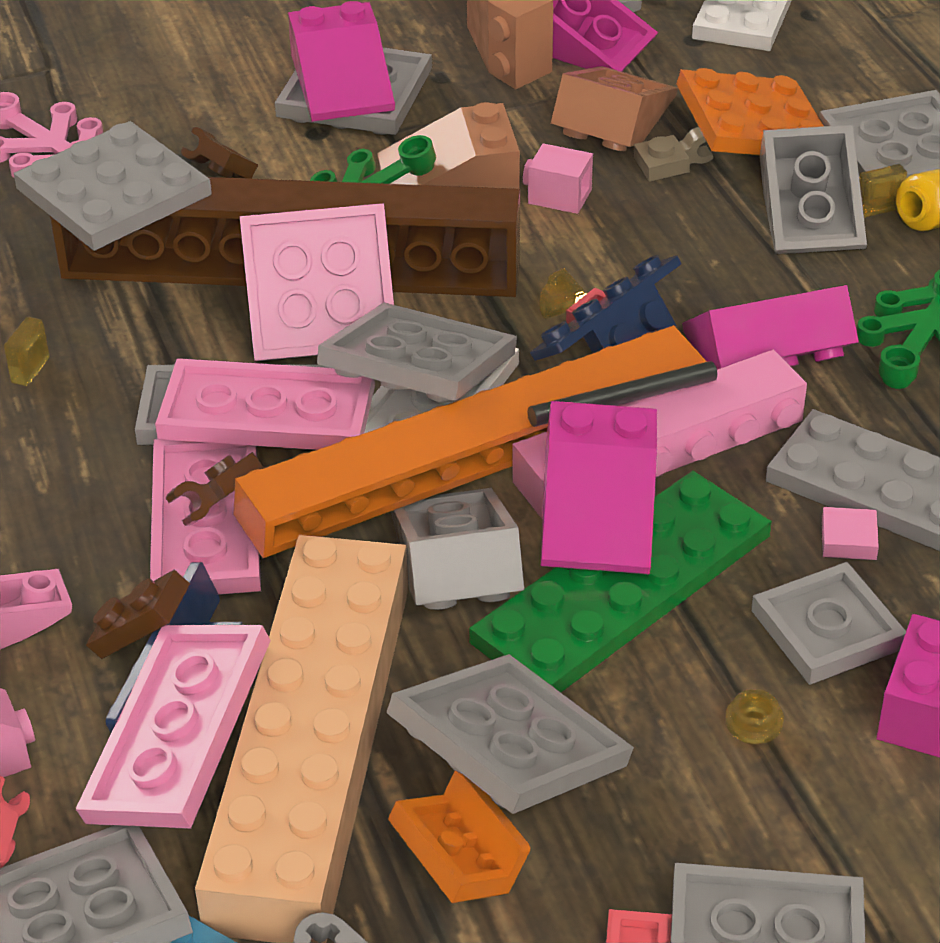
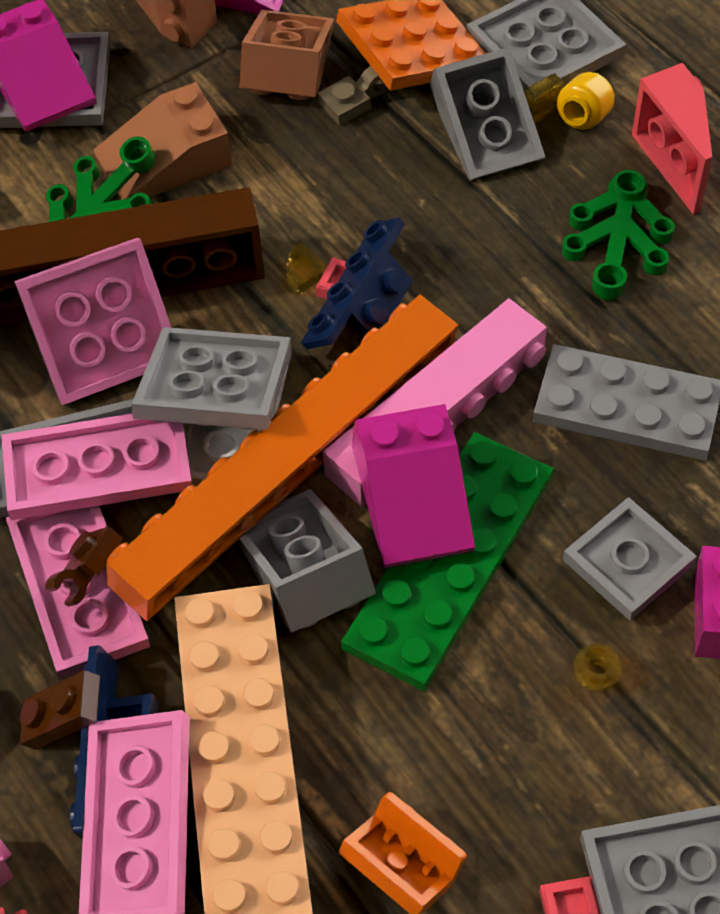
camera: 15 degrees left, 15 degrees up
(509, 732) = (412, 745): light grey plate -> none
(559, 178) = (265, 146): bright pink brick -> none
(633, 390) = (401, 381): pearl dark grey bar -> none
(790, 325) = (497, 269): dark pink slope -> none
(849, 533) = (618, 461): bright pink tile -> none

